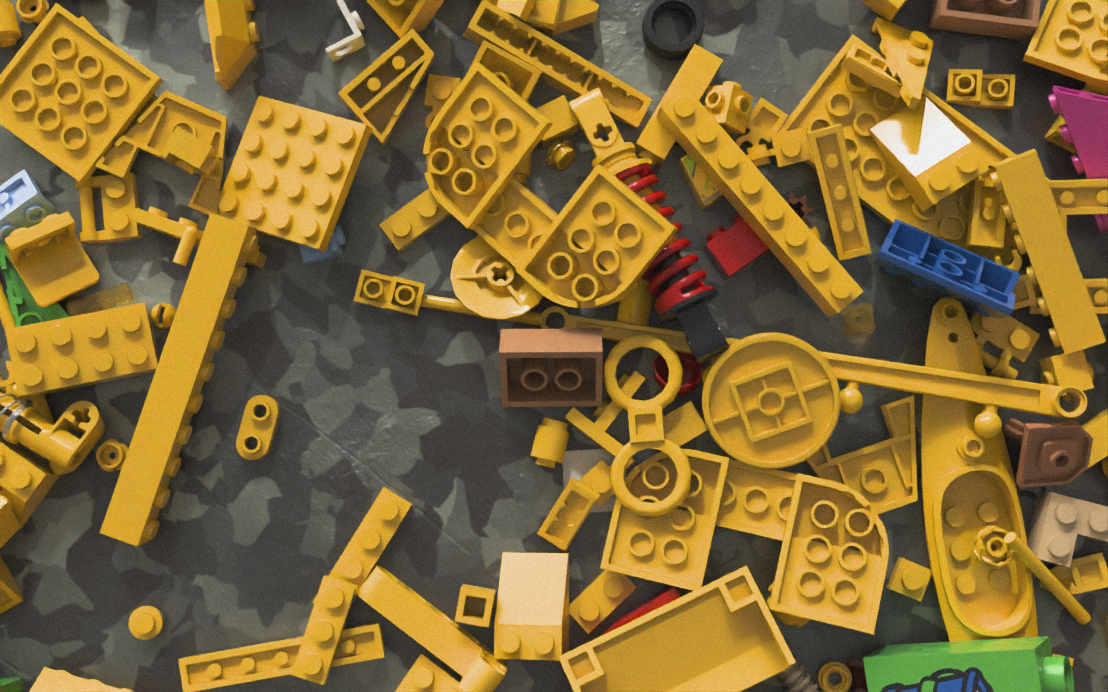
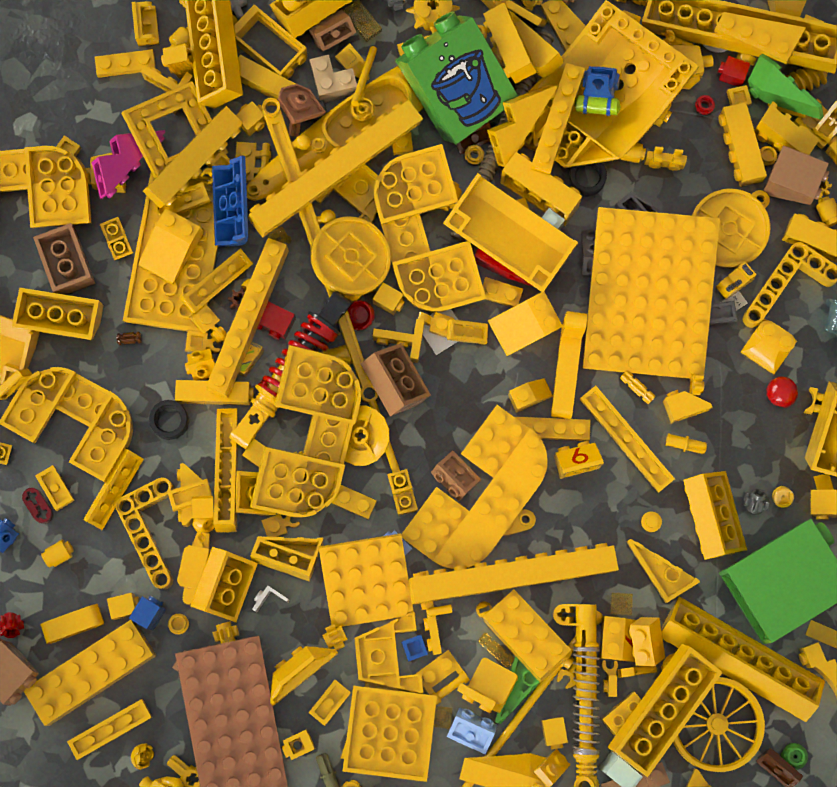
camera: 120 degrees left, 5 degrees down
(55, 180) = (442, 717): none -> clear yellow plate
(56, 597) = (666, 577): none -> yellow wing
(57, 511) = (621, 604): none -> clear yellow plate
(104, 451) = (575, 587): yellow plate -> none
(161, 40) = (329, 702): none -> yellow plate
(166, 191) = (414, 648): none -> blue plate
(190, 152) = (386, 641): yellow brick -> none
(242, 91) = (335, 637): none -> yellow gear
(288, 567) = (578, 459): none -> yellow slope
(324, 630) = (599, 423): yellow plate -> none
(326, 474) = (464, 537): none -> yellow plate
(369, 380) = (455, 475): none -> medium nougat bracket
(425, 553) = (529, 394): none -> yellow slope
(475, 605) = (541, 352): yellow brick -> none
(550, 442) = (435, 361): yellow brick -> none
(560, 154) = (274, 441): yellow plate -> none
(646, 425) = (398, 313): yellow bar -> none
(822, 33) = (129, 338): none -> reddish brown piece
(871, 69) = (139, 296): yellow plate -> none
(906, 57) = (122, 283): yellow wing -> none
(920, 451) = (335, 168): none -> yellow brick

